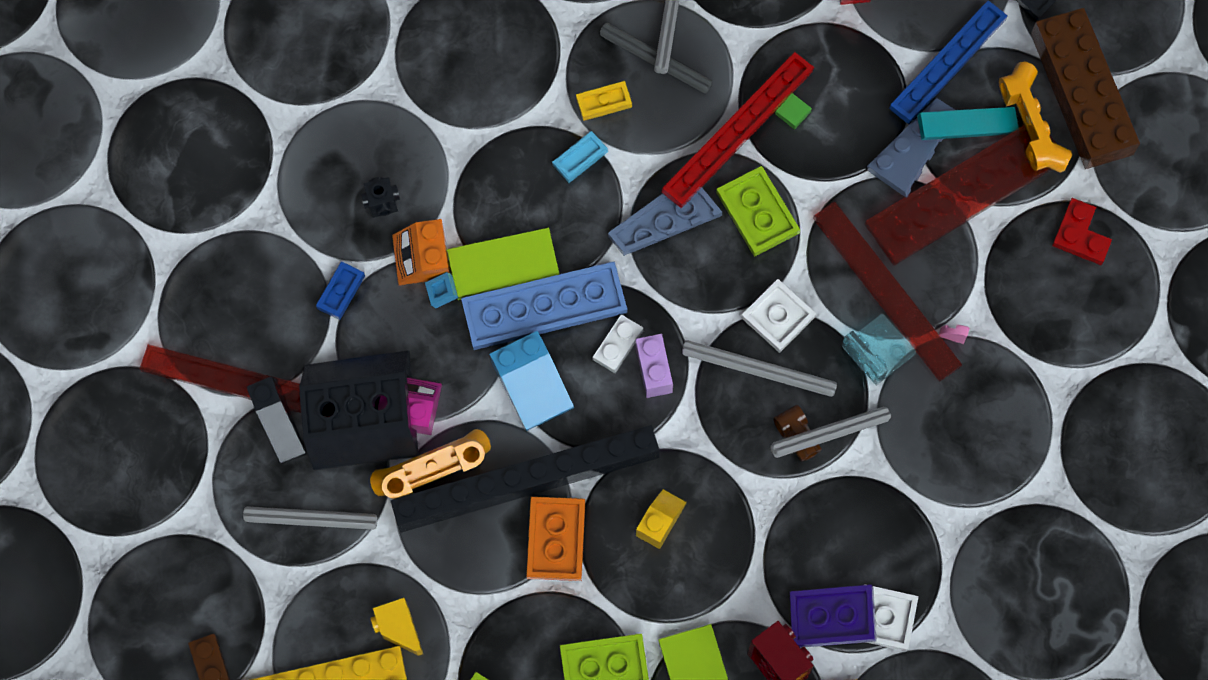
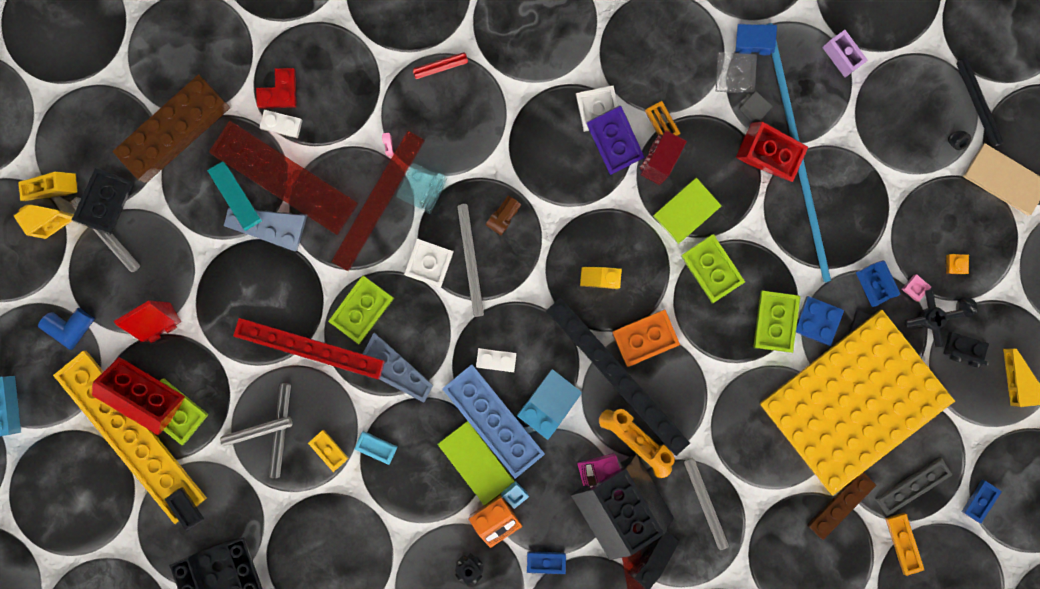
camera: 120 degrees left, 15 degrees up
(396, 625) = (750, 411): yellow slope -> none
(654, 366) = (502, 328): lavender brick -> none
(793, 111) = (277, 318): bright green tile -> none
(830, 432) = (495, 193): light grey axle -> none
(948, 62) = (192, 228): blue plate -> none
(1030, 443) = (440, 65): none -> axle
(1037, 217) = (281, 124): none -> white plate
(1041, 150) = (195, 172): light orange plate -> none

